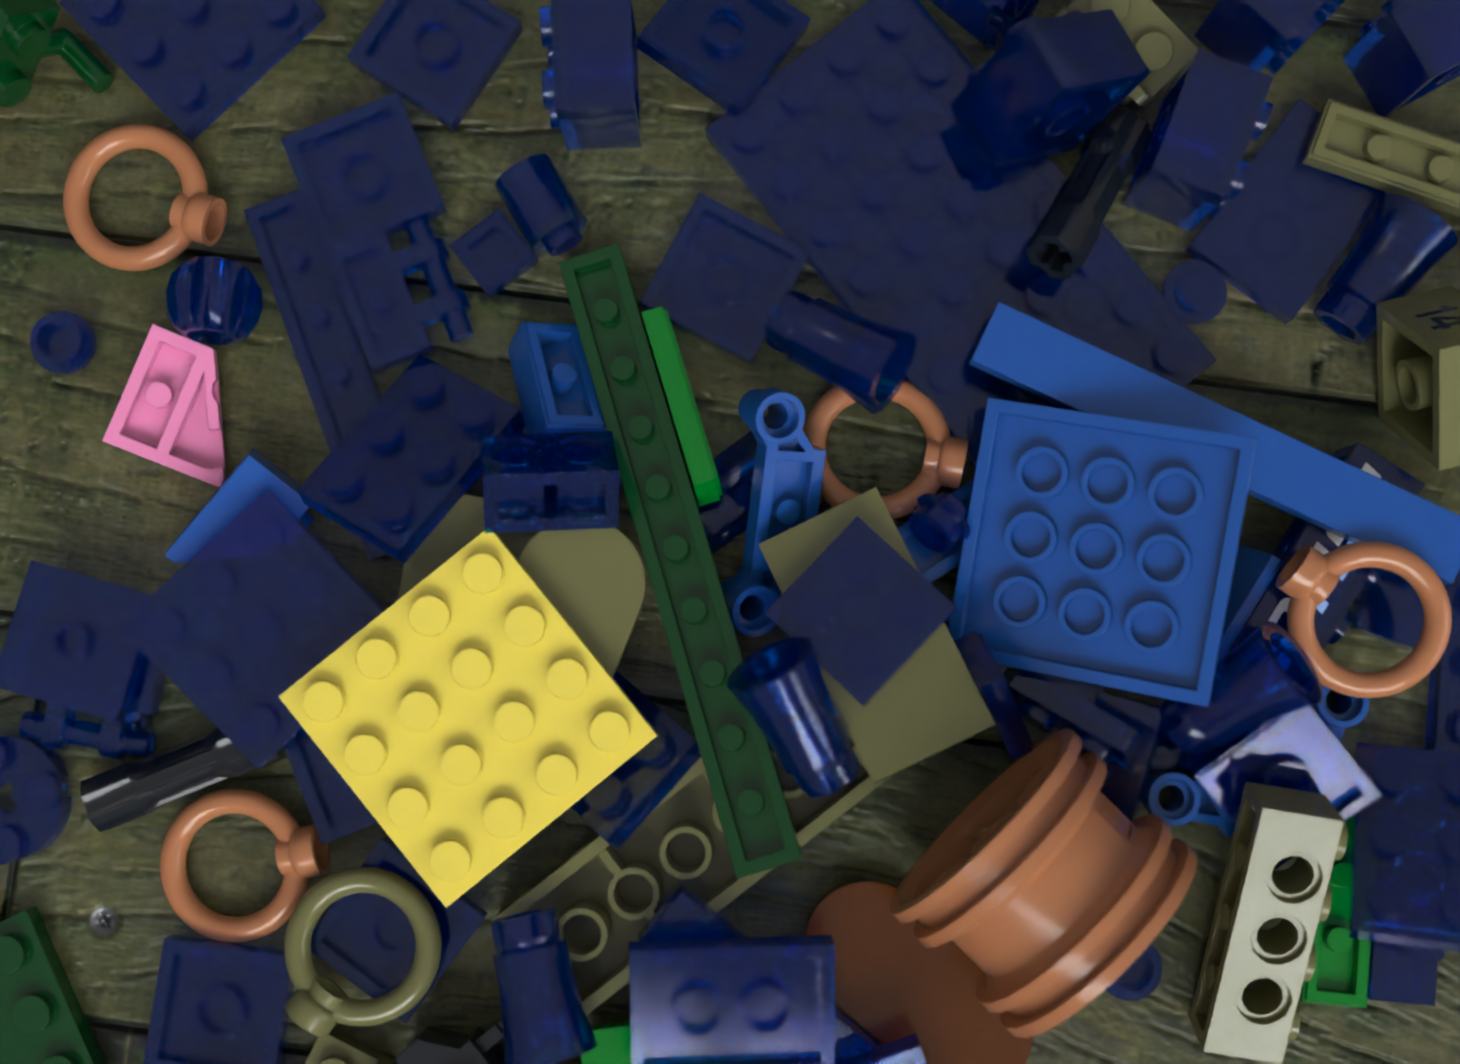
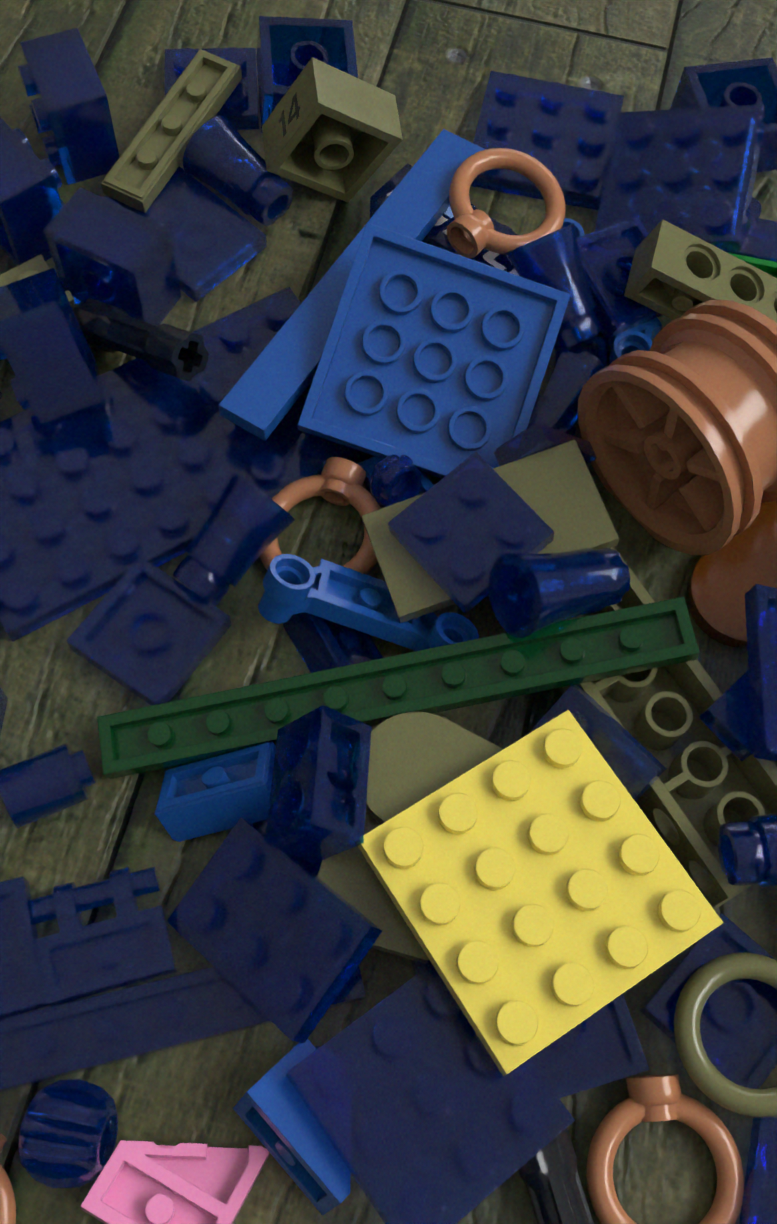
camera: 90 degrees left, 20 degrees down
(494, 253) = (79, 841): clear blue tile -> none
(682, 406) = (261, 667): green tile -> none
(1195, 291) = (231, 293): clear blue plate -> none
(1390, 611) = (498, 202): clear blue tile -> none

